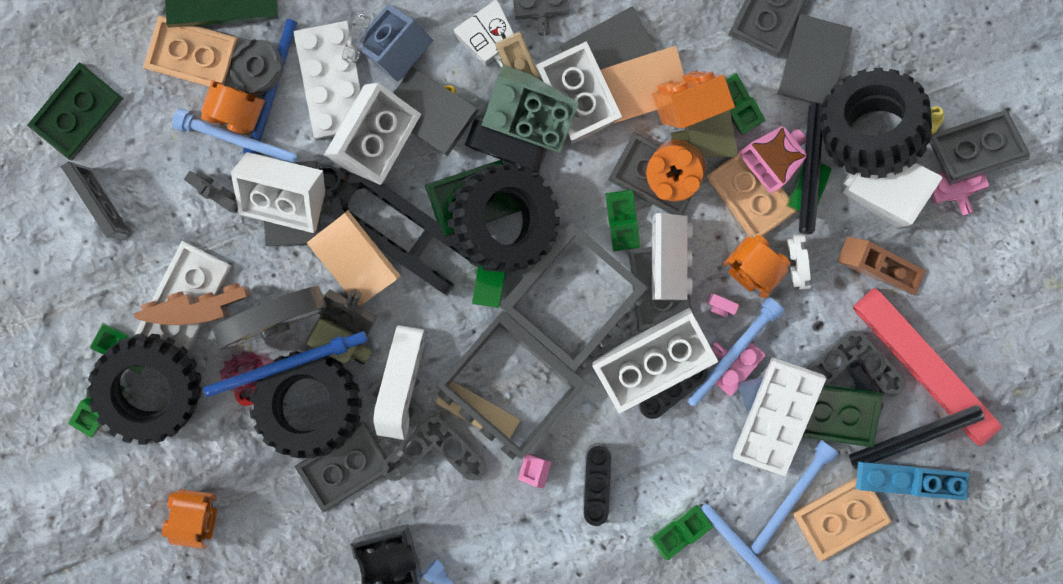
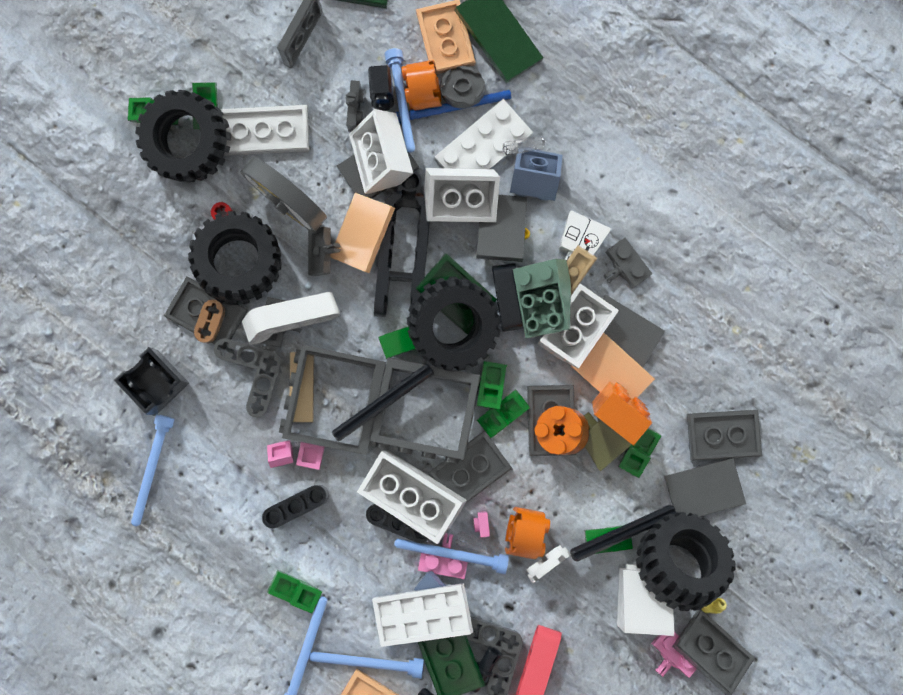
camera: 55 degrees right, 5 degrees down
(184, 310) = (257, 134): nougat slope -> none
(190, 518) = (106, 222): orange brick -> none
(210, 152) = (381, 87): none -> black brick
(249, 363) = (243, 204): clear pink gear -> none
(326, 330) = (294, 244): olive torso -> none
(338, 346) = (290, 254): blue bar -> none
(352, 473) = (204, 319): none -> medium nougat beam
(543, 336) = (382, 402): none -> black axle
(554, 441) = (310, 455): none -> bright pink plate
(587, 215) = (491, 385): none -> green slope
(671, 257) = (496, 464): white slope -> none
(748, 198) = (579, 498): light nougat tile -> none
(775, 157) = (616, 500): torso -> none
(881, 265) = (581, 628): nougat slope -> none

